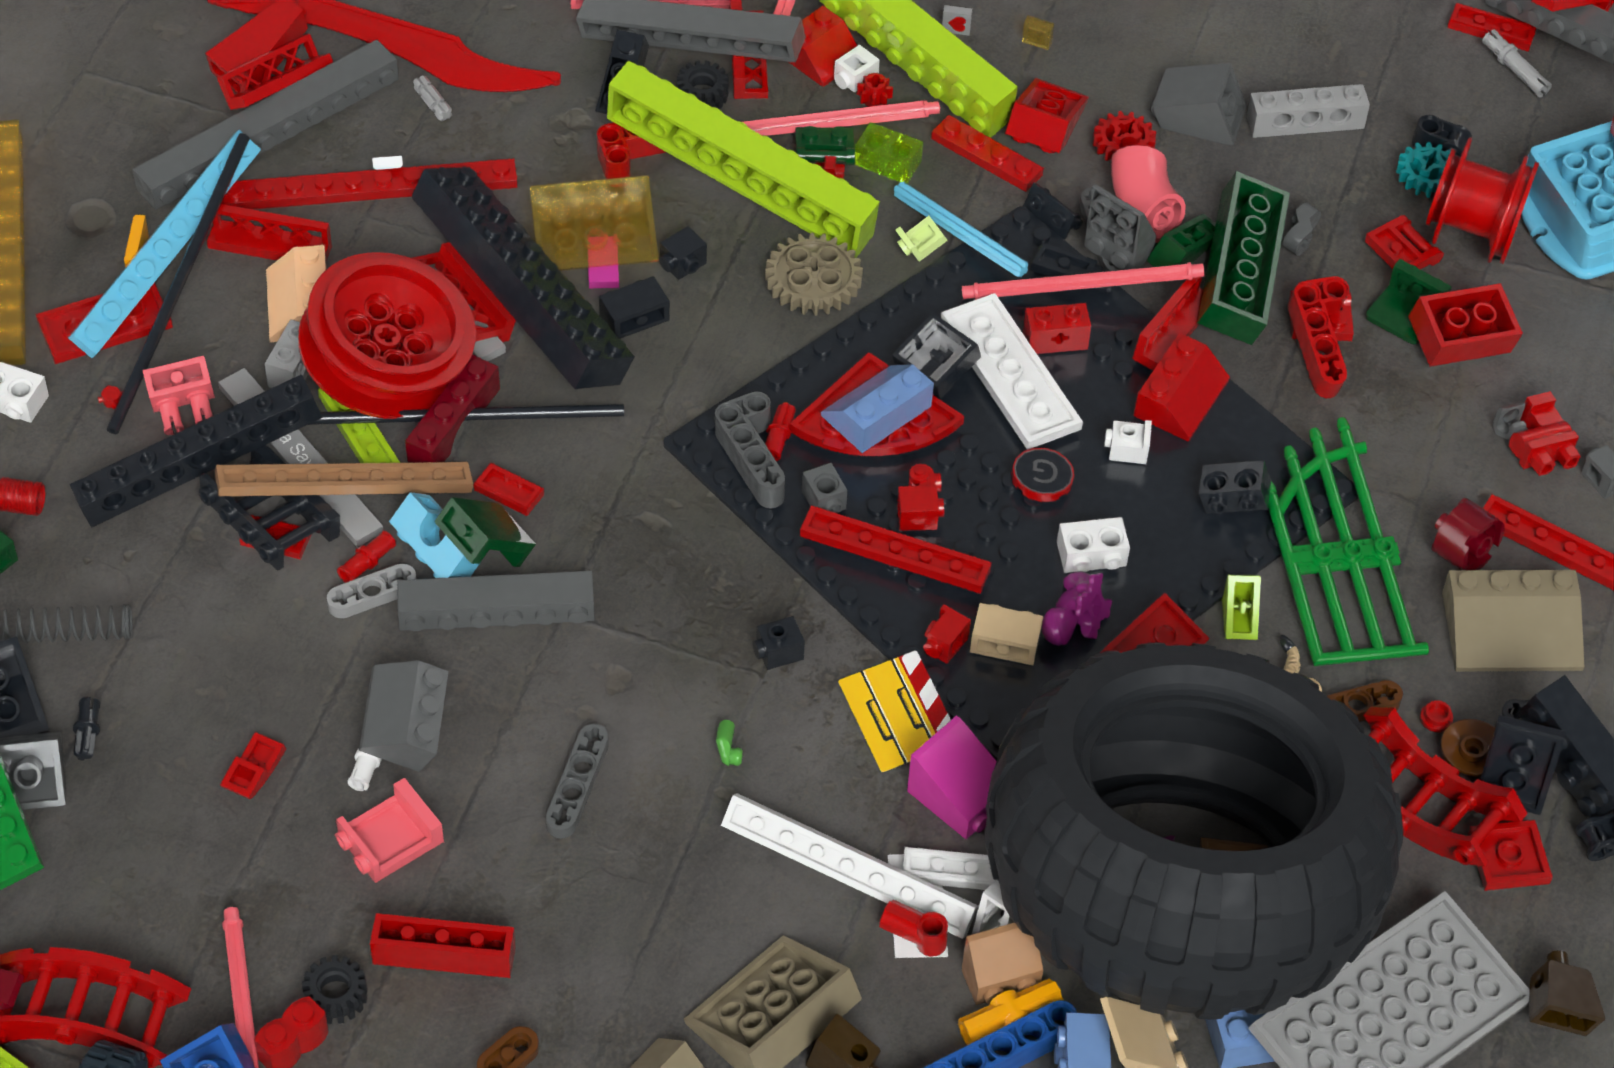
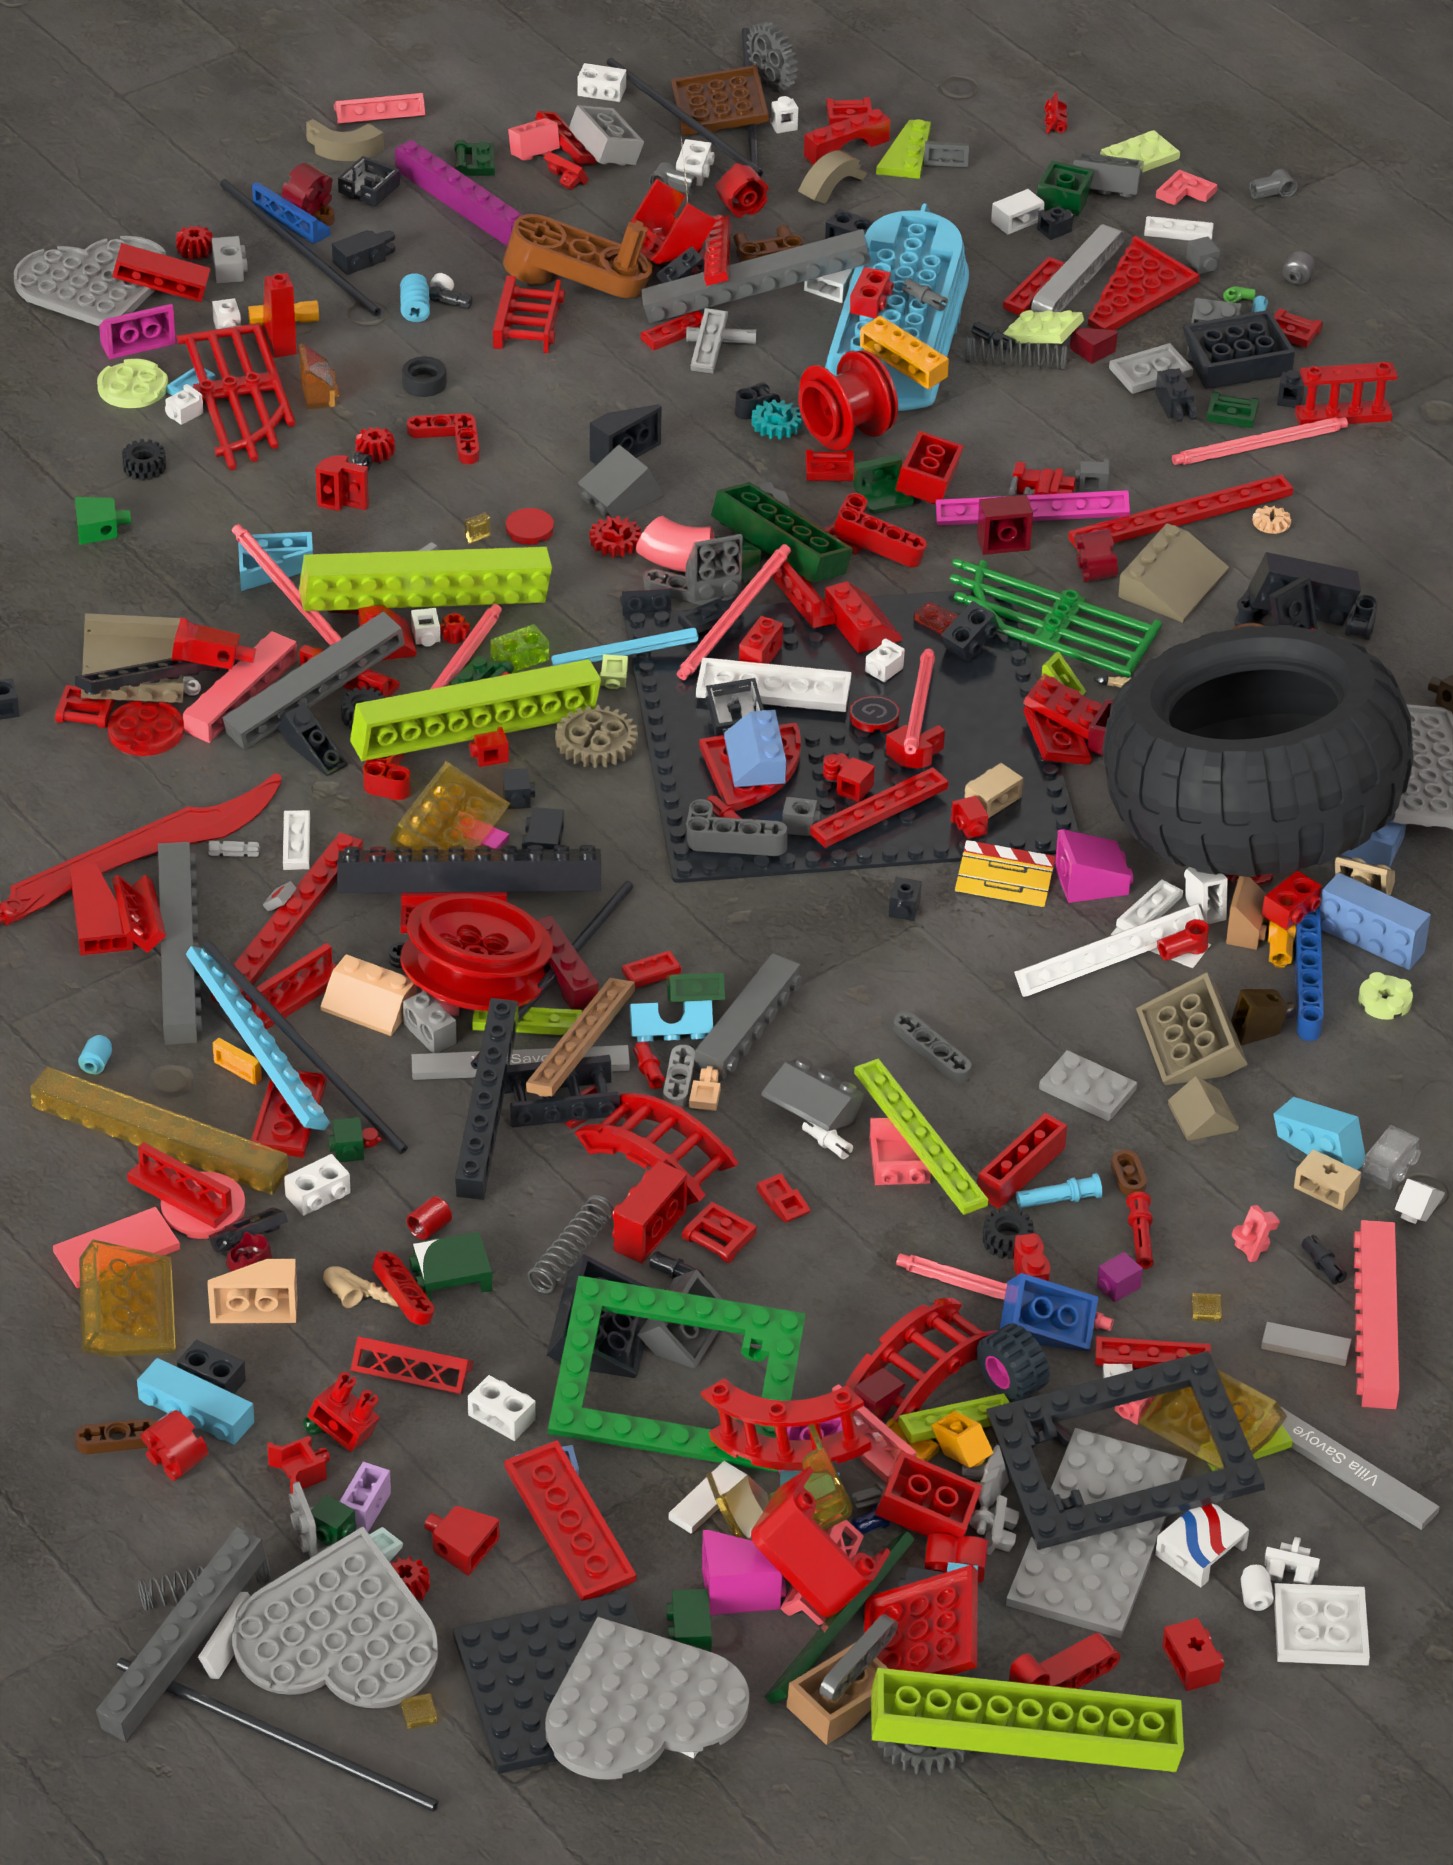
camera: 55 degrees left, 10 degrees down
(74, 147) = (95, 1054): none -> medium azure brick
(85, 381) = (347, 1140): none -> dark green brick
(133, 662) = (649, 1211): none -> red brick
(174, 738) = (723, 1225): none -> red plate
(178, 386) = (406, 1087): coral brick -> none
(210, 606) = (642, 1151): none -> red fence
(358, 623) = (706, 1091): none -> light nougat plate
(402, 836) = (921, 1136): none -> lime tile
(442, 1016) = (1072, 1190): none -> medium azure pin
(483, 135) = (296, 840): none -> white tile
(624, 951) = (1088, 1085): none -> light grey plate
(724, 744) = (970, 965): bright green arm -> none
(726, 204) = (490, 748): none -> red brick
(987, 153) = (560, 607): red plate -> none
(1010, 534) = (930, 743): none -> red brick
(1039, 984) = (1292, 900): none -> red brick
(1046, 115) = (569, 561): red slope -> none
(1076, 498) = (911, 742): none -> coral piece
(1078, 605) = (998, 747): magenta animal -> none
(1084, 70) = (529, 526): none -> red tile
(1093, 545) = (958, 717): white brick -> none
(1197, 615) = (1062, 705): none -> red plate
(1246, 445) = (934, 617): none -> clear red plate
(1271, 63) = (633, 429): none -> black slope
(1307, 110) = (675, 442): light grey brick -> none
(1437, 431) = (1004, 524): none -> dark red brick
(1490, 56) = (709, 340): none -> light grey tile
(1496, 445) = (1043, 507): none -> dark pink plate
(1585, 201) = (904, 352): none -> light orange brick

